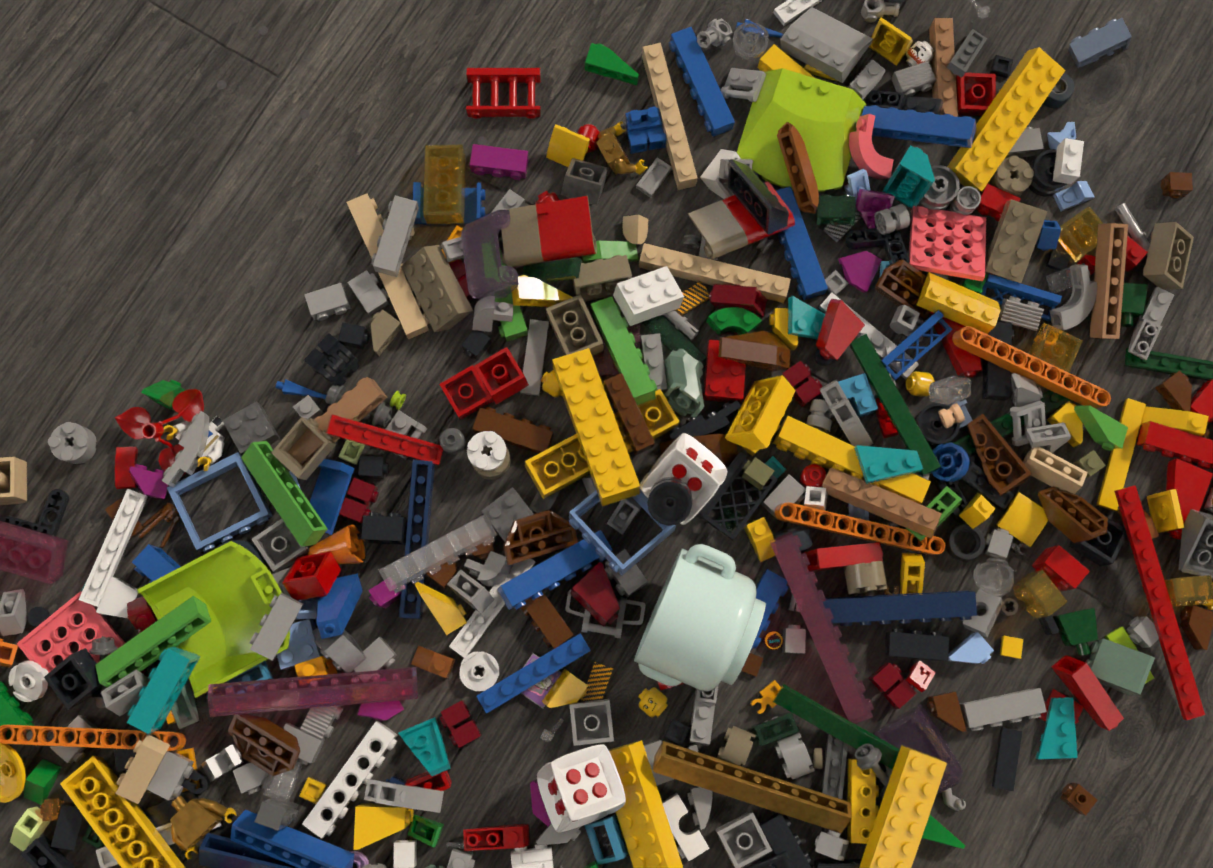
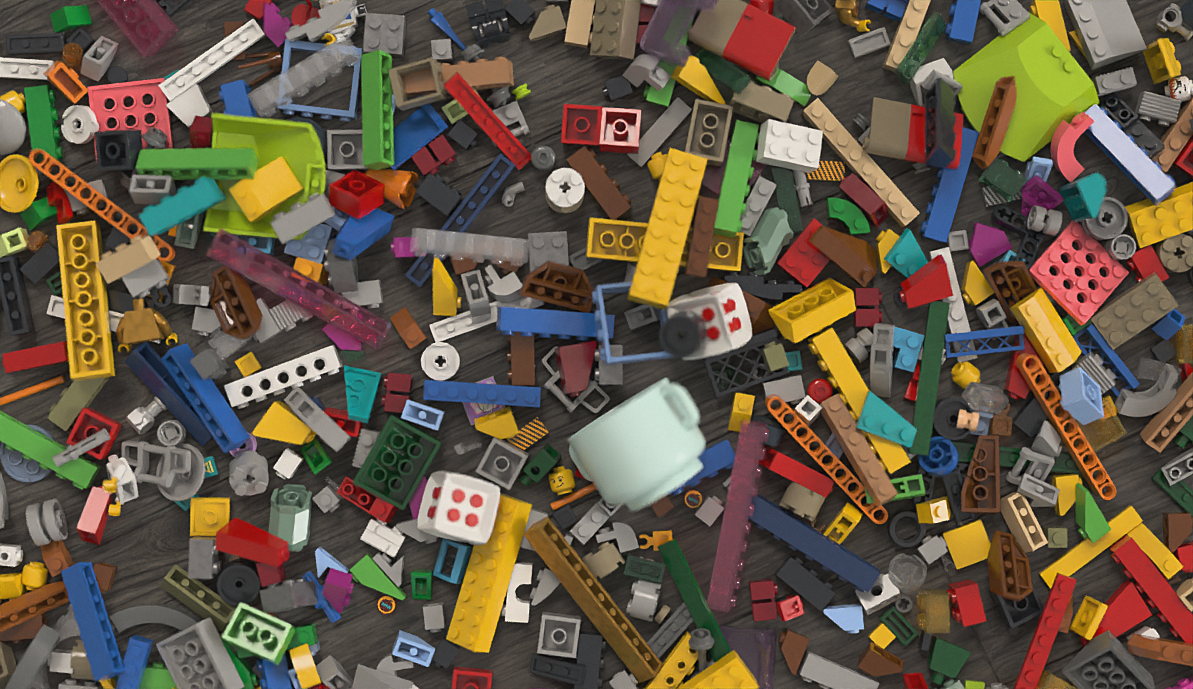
camera: 45 degrees right, 10 degrees up
(49, 759) = (58, 198): none -> red slope
(201, 506) = (304, 75): none -> clear brick
(229, 625) = (267, 191): none -> yellow slope
(400, 719) = (351, 356): none -> clear green slope
(444, 488) = (510, 192): none -> light grey arm
(465, 792) = (366, 442): none -> light grey brick
(494, 727) = (422, 414): none -> light blue slope
(500, 785) = (397, 462): none -> dark green slope
(625, 694) = (544, 460): none -> dark green torso
(672, 708) = (574, 496): none -> orange bar
(698, 153) = (920, 48): none -> clear green plate
(735, 711) = (622, 532): none -> light grey brick
(874, 307) = (975, 285): none -> yellow slope
(977, 403) = (1001, 424): none -> clear orange plate
(1002, 625) = (887, 613): none -> dark green tile
(1026, 334) = (1081, 396): none -> light blue brick
(1026, 670) = (879, 661): none -> reddish brown slope

